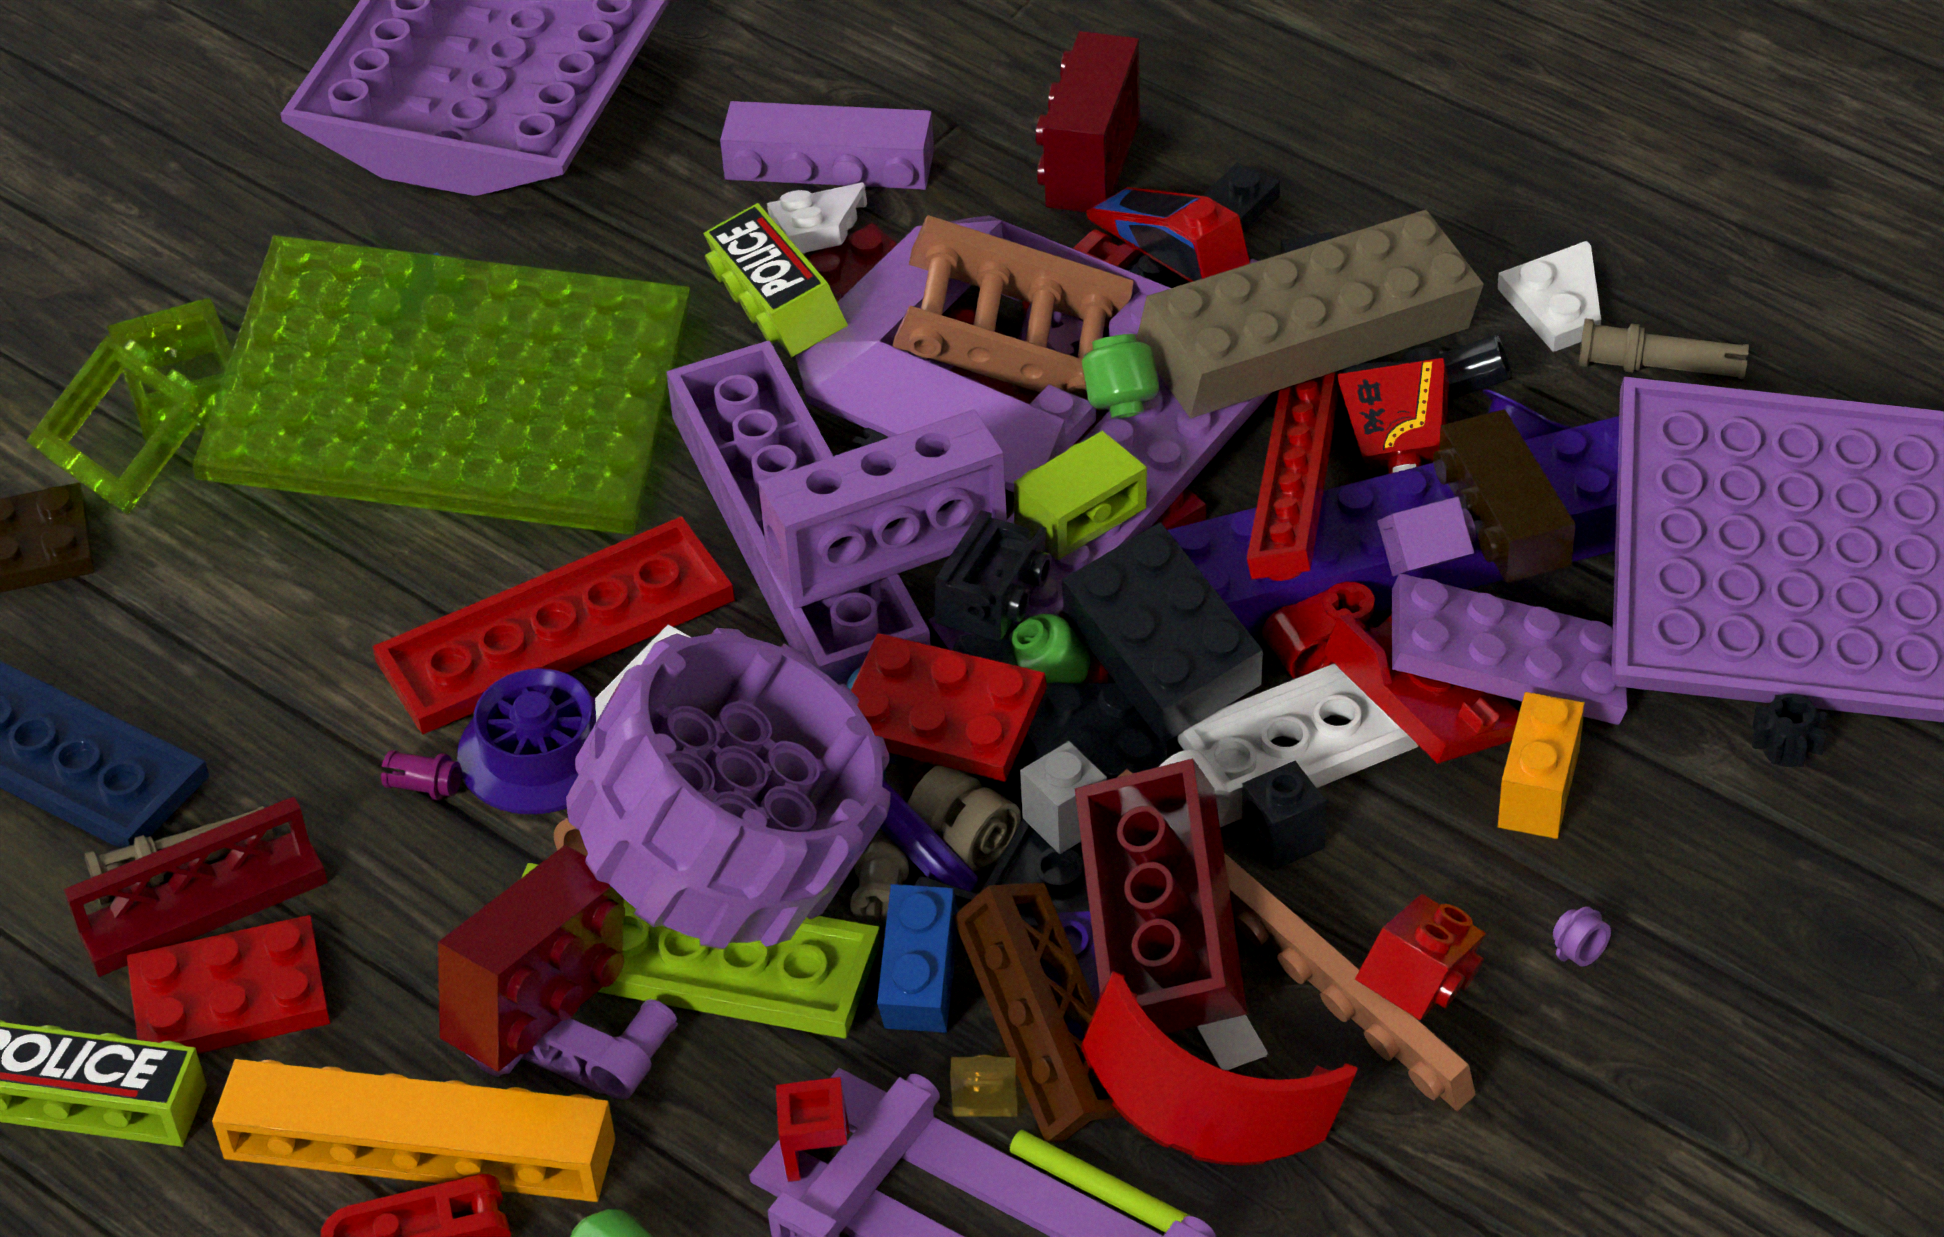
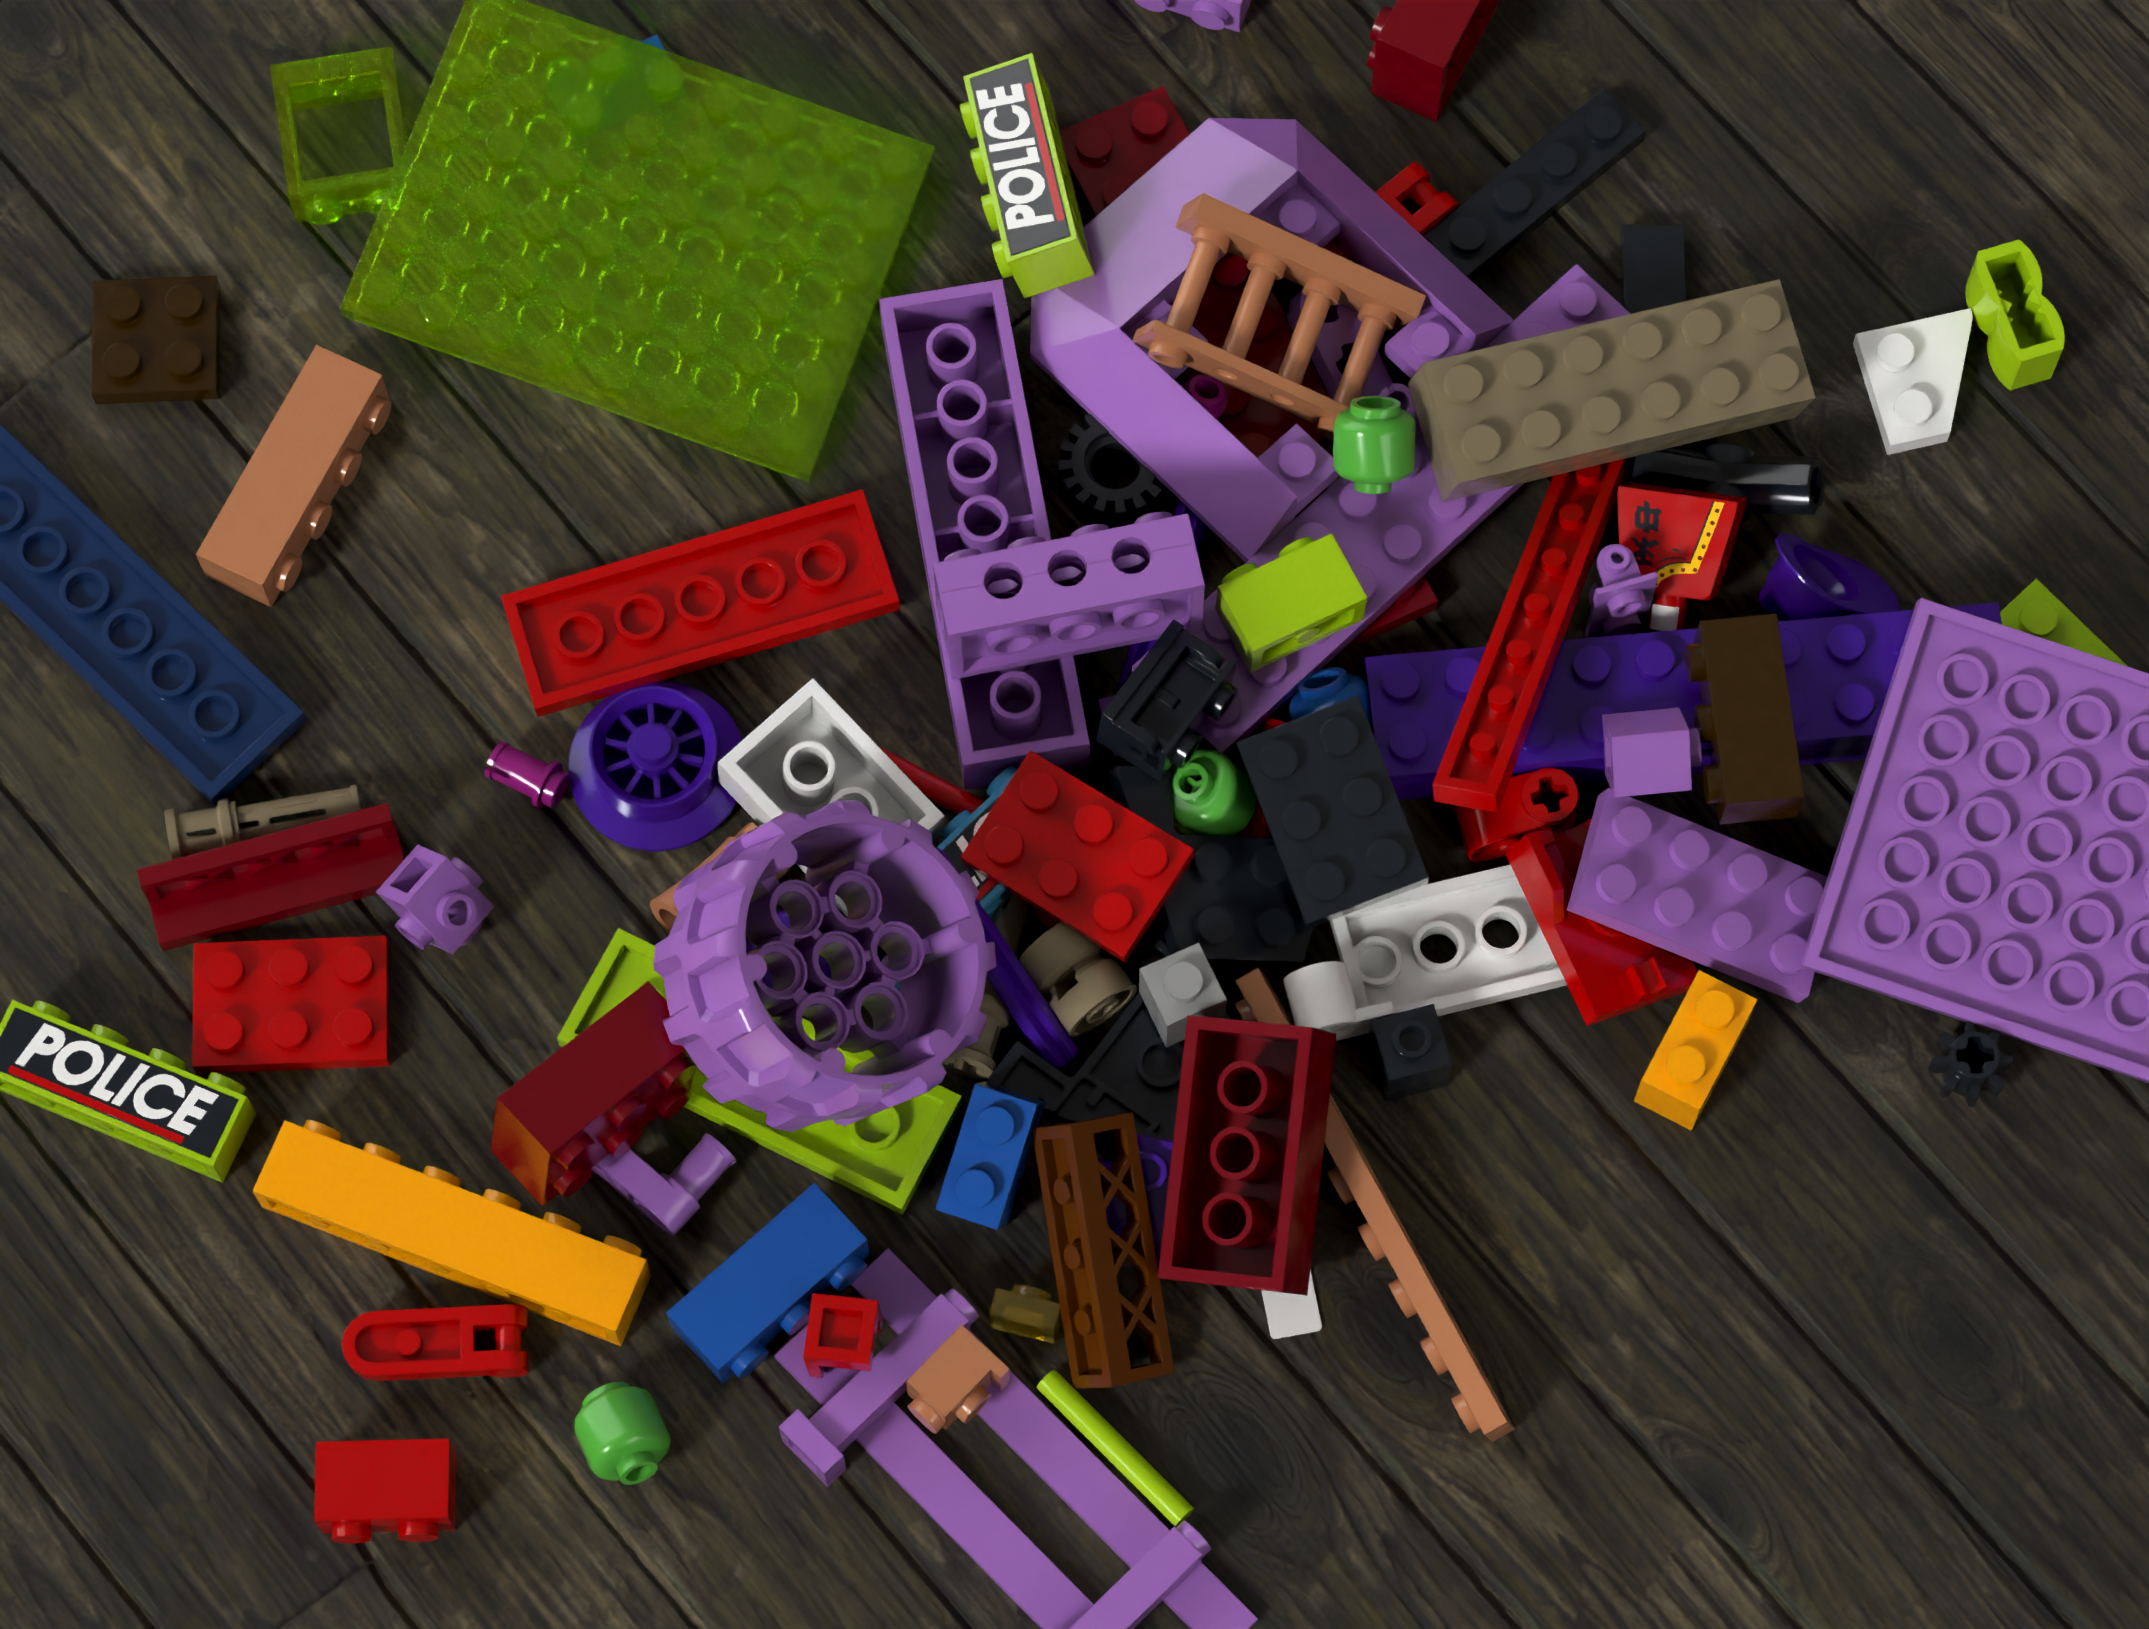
camera: 10 degrees right, 25 degrees up
(85, 393) = (221, 269): clear neon green window -> none
(169, 602) = (294, 477): none -> nougat brick
(353, 871) = (436, 900): none -> medium lavender brick
(726, 1112) = (769, 1285): none -> blue brick
(820, 217) = (1100, 66): white wing -> none
(932, 1143) = (955, 1381): none -> nougat brick
(1176, 230) = (1494, 205): slope -> none
(1197, 1105) = (1224, 1406): red windscreen -> none
(1365, 444) = (1620, 595): none -> medium lavender hinge
(1423, 957) = (1497, 1281): red brick -> none
(1581, 936) = (1674, 1270): medium lavender plate -> none
(1626, 229) = (2019, 320): none -> lime brick
(1635, 349) = (1974, 485): dark tan pin -> none

